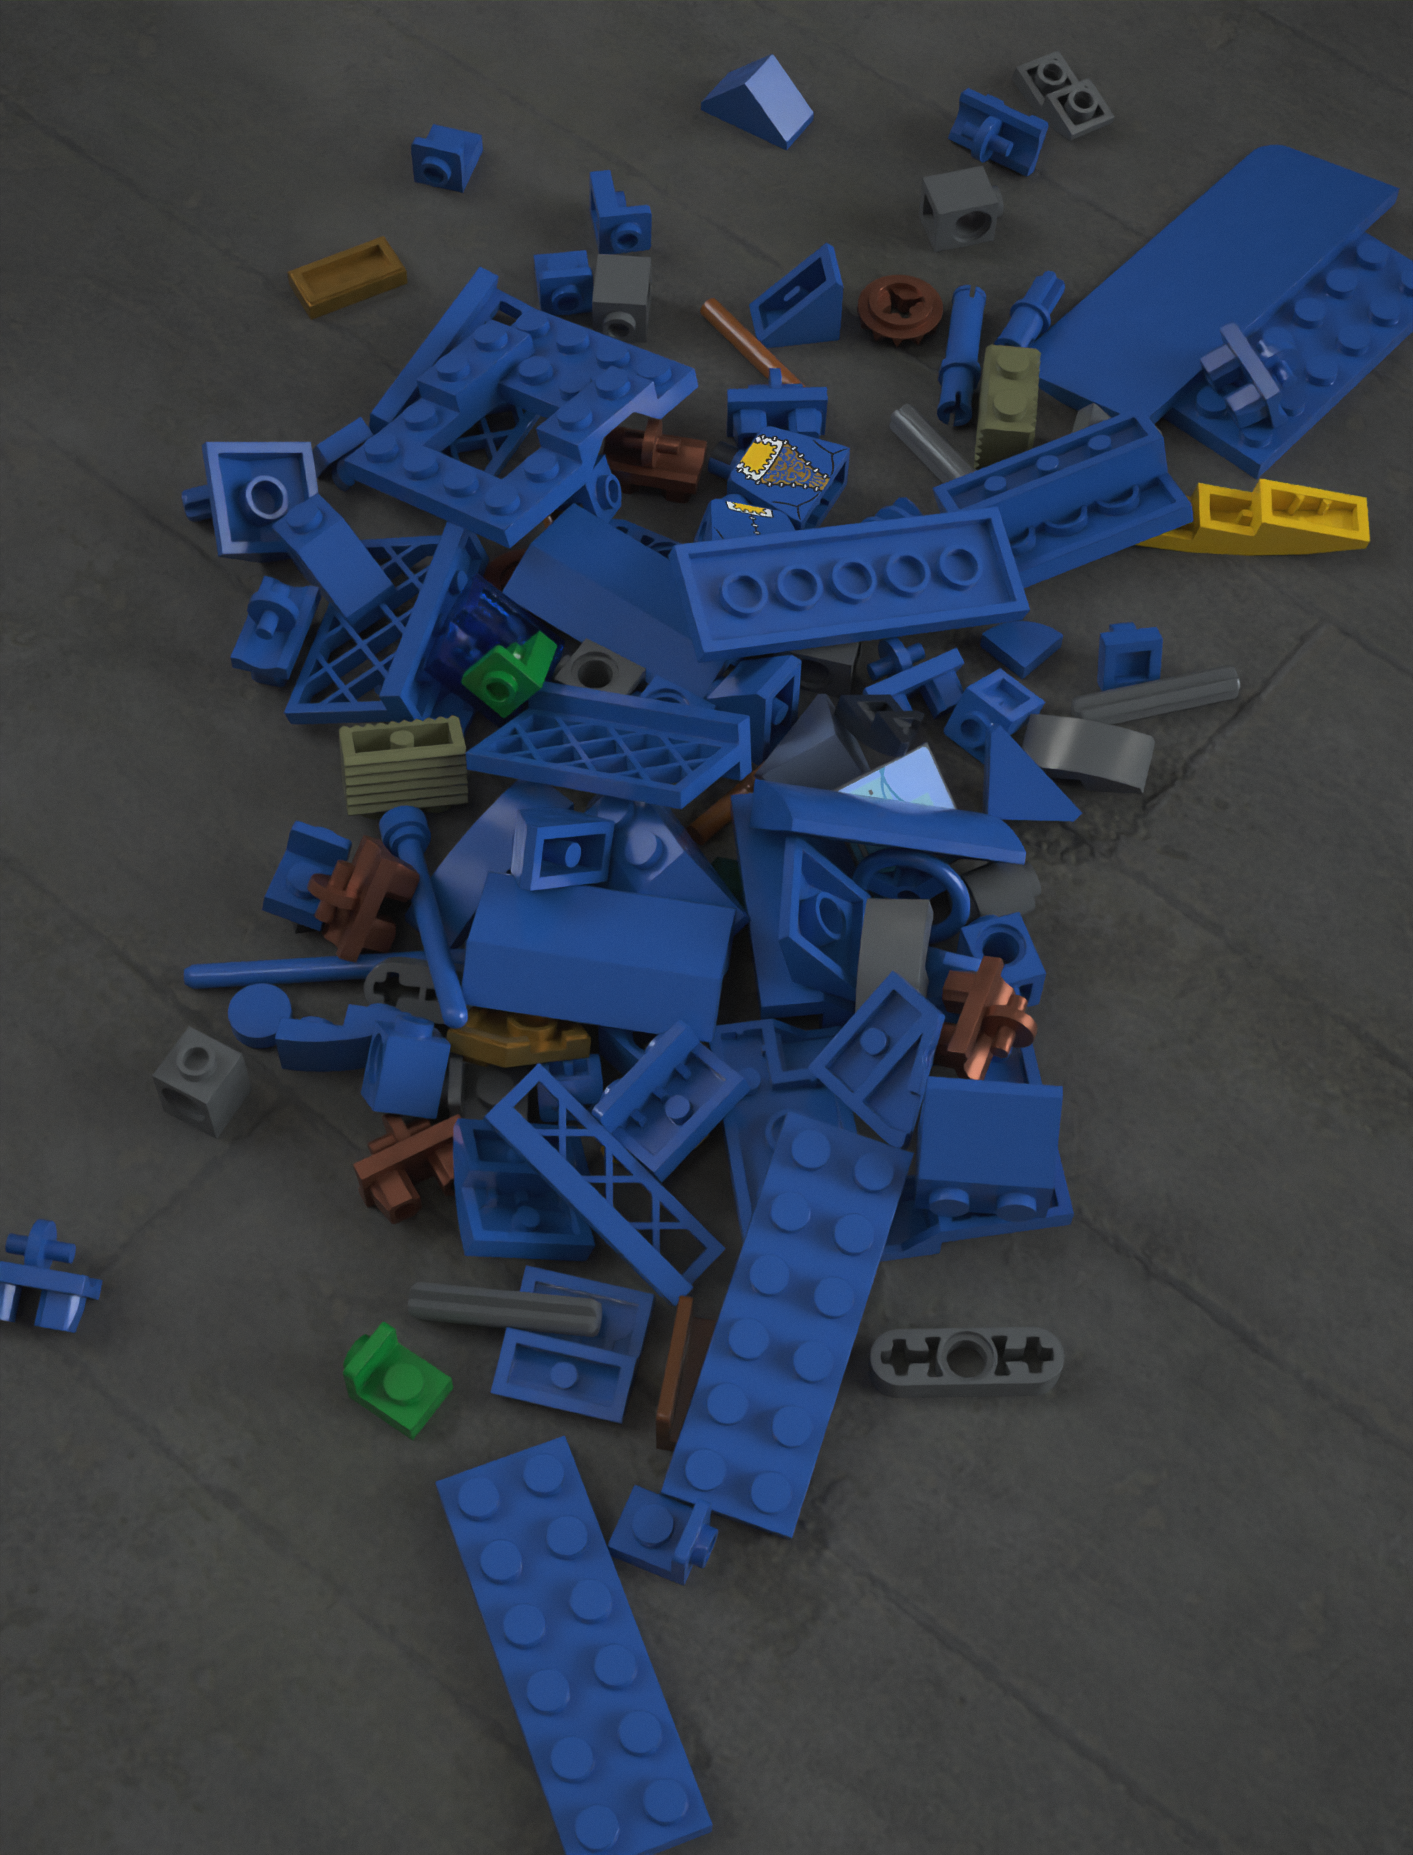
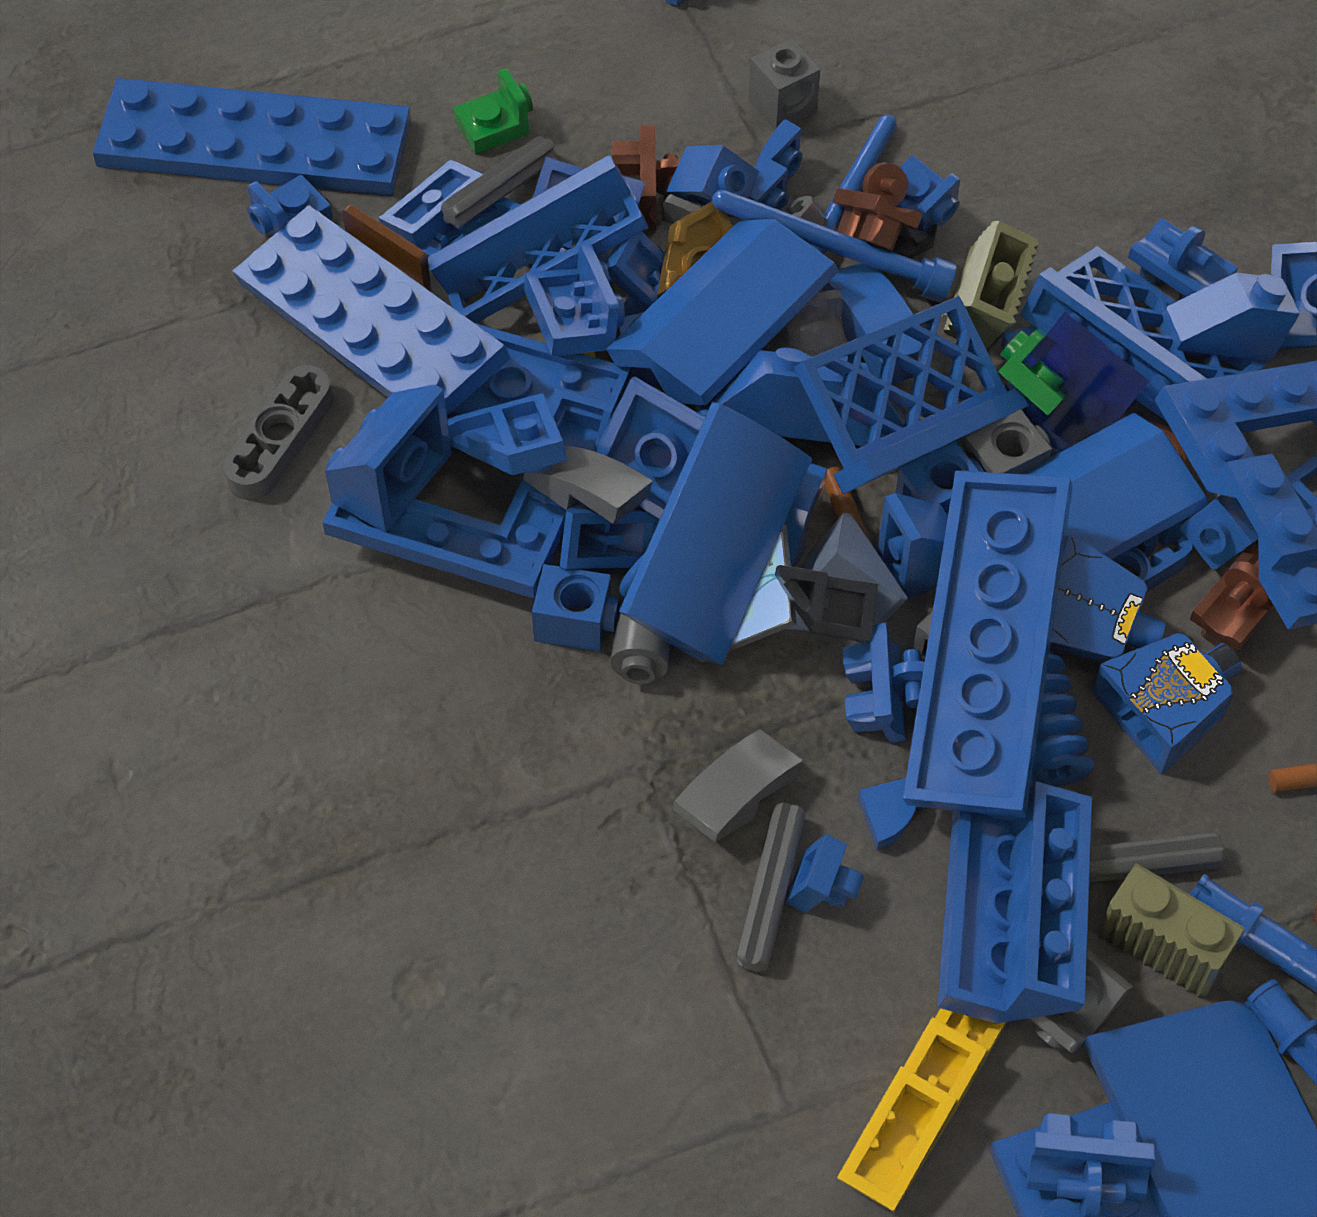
camera: 120 degrees right, 0 degrees up
(256, 1014) = (829, 147): blue tile -> none
(560, 848) = (823, 296): blue slope -> none
(775, 405) = (1246, 751): blue hips -> none
(987, 701) = (824, 739): blue bracket -> none
(989, 1020) = (501, 520): copper hips -> none
(1017, 786) = (726, 705): blue slope -> none

